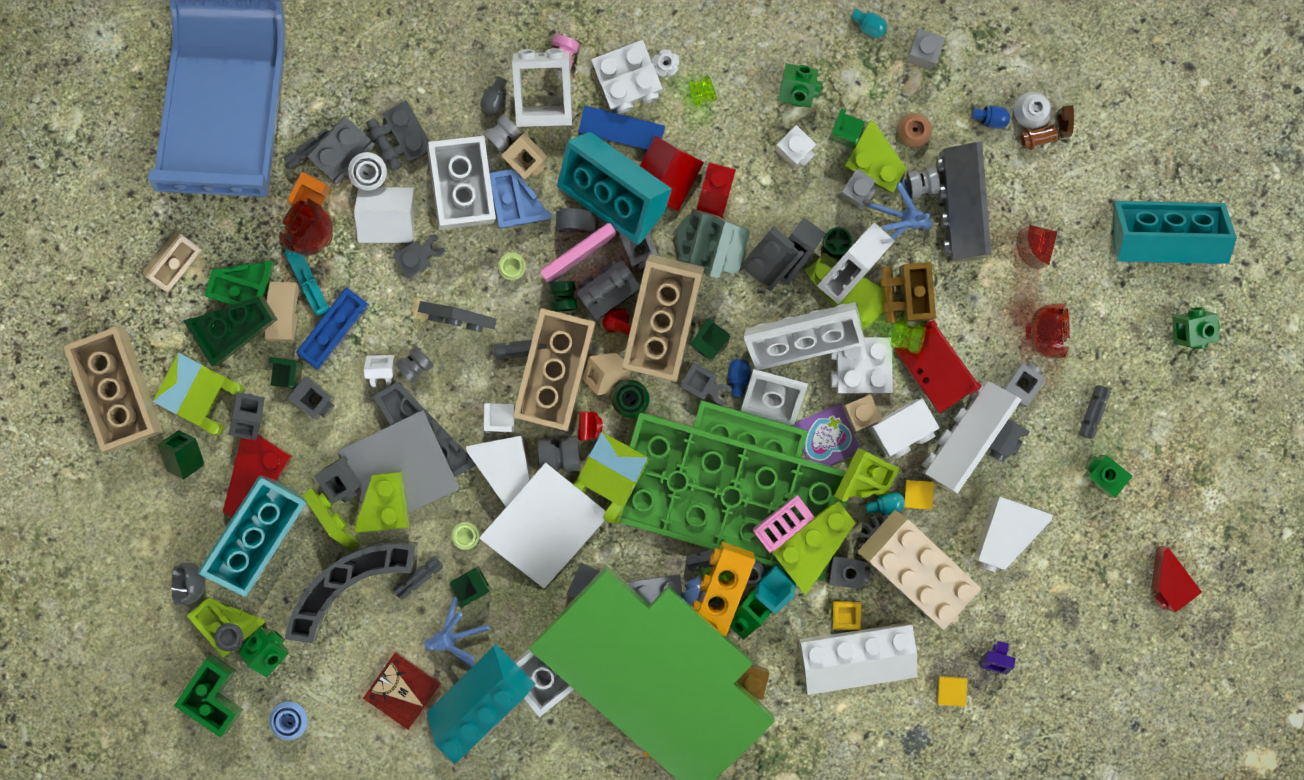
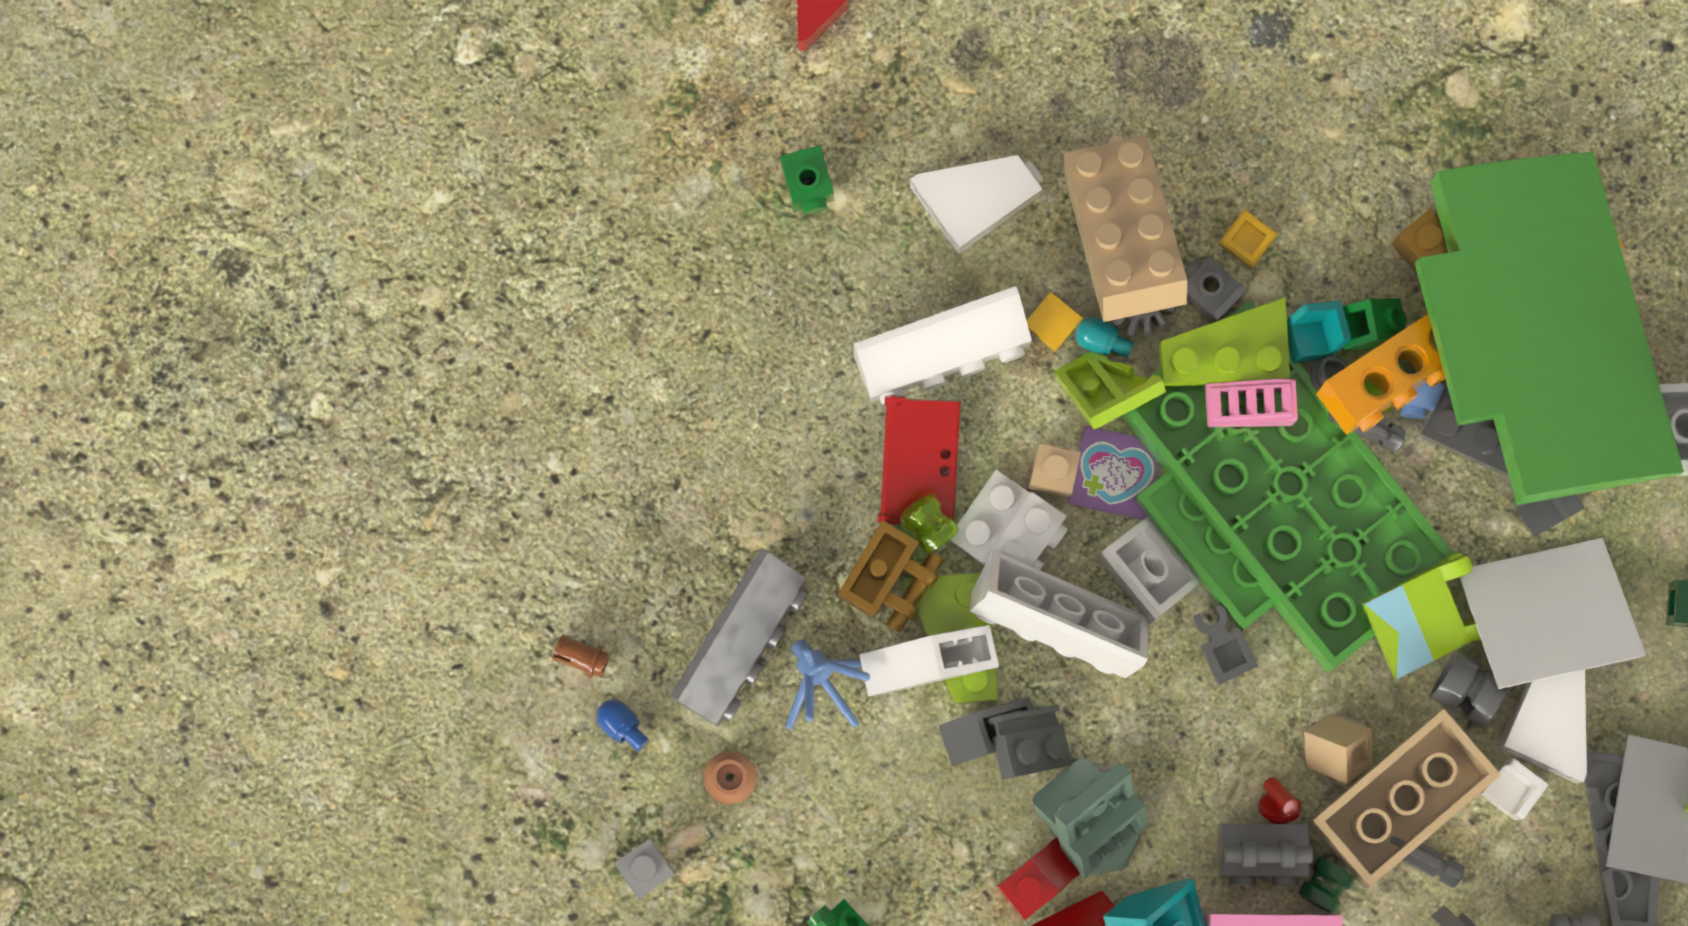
camera: 145 degrees left, 5 degrees down
(465, 535) = (1657, 672): yellowish green plate -> none
(589, 425) = (1406, 698): red plate -> none
(635, 259) = (1194, 859): light grey brick -> none
(638, 393) = (1345, 694): dark green cone -> none
(663, 317) = (1222, 765): tan brick -> none
(710, 339) = (1178, 697): dark green panel -> none
(738, 376) = (1173, 627): blue cylinder -> none
(796, 148) = (898, 860): white brick -> none
(840, 239) = (936, 703): dark green wheel -> none
(846, 129) = (815, 839): green panel -> none
(858, 190) = (857, 751): light grey brick -> none
(859, 657) = (1271, 178): white slope -> none
(876, 159) = (805, 774): lime wing -> none
(904, 427) = (1018, 413): white piece -> none
(923, 182) = (760, 698): light grey wheel -> none
(952, 691) = (1183, 56): yellow tile -> none
(997, 659) = (1102, 54): dark purple tile -> none
(1007, 441) = (898, 308): dark grey brick -> none
(1025, 108) = (571, 705): white cone -> none
(1033, 378) = (838, 352): light grey brick -> none
(1036, 246) = (689, 520): clear red brick -> none
(1050, 330) = (747, 404): clear red cylinder -> none
(1065, 121) = (534, 650): reddish brown tile -> none
(1094, 412) = (761, 267): dark grey axle -> none
(1172, 232) = (504, 418): teal slope -> none
(1196, 328) = (565, 279): green brick -> none

